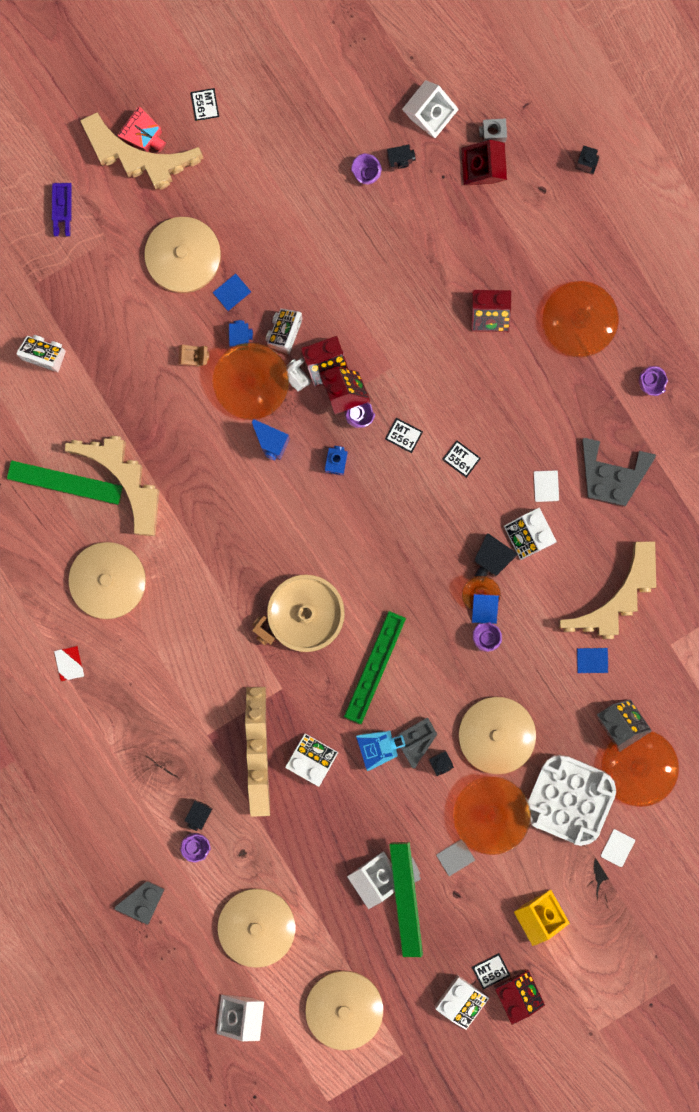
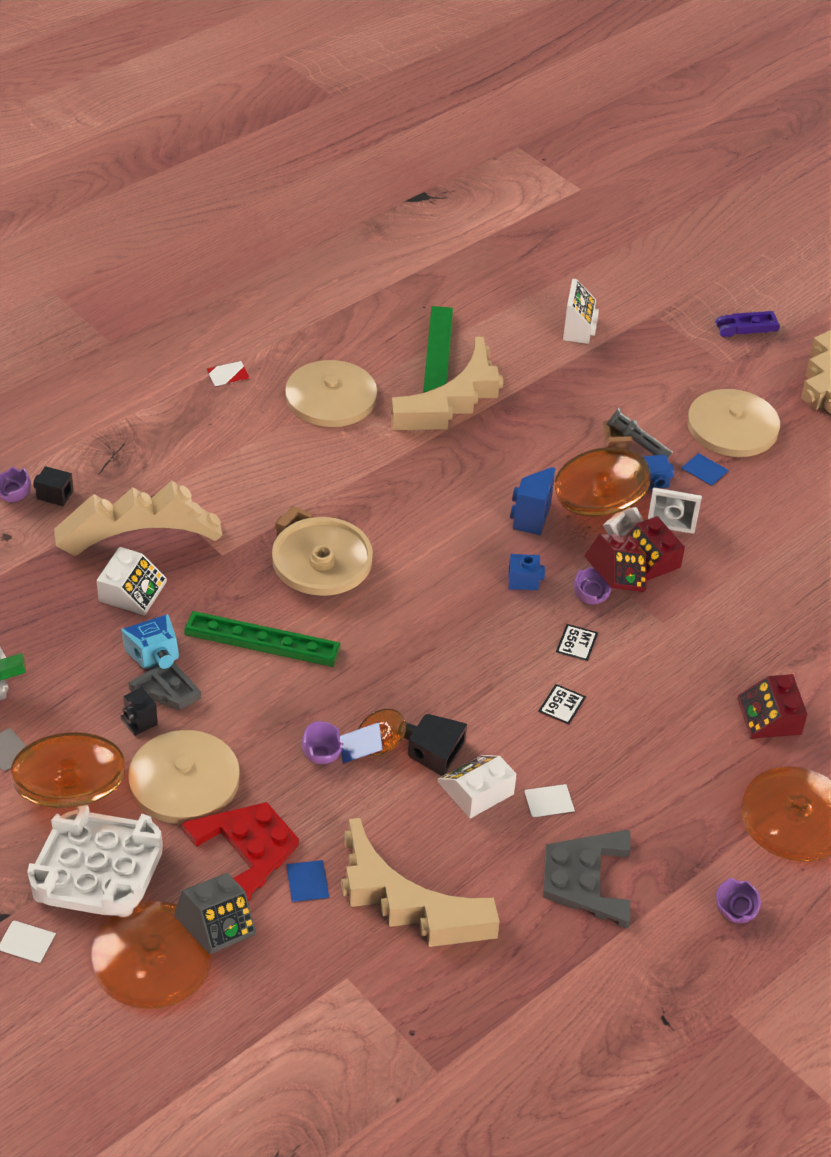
camera: 75 degrees right, 40 degrees down
(195, 345) = (629, 428): none -> dark grey pin
(556, 689) = (256, 836): none -> red wing

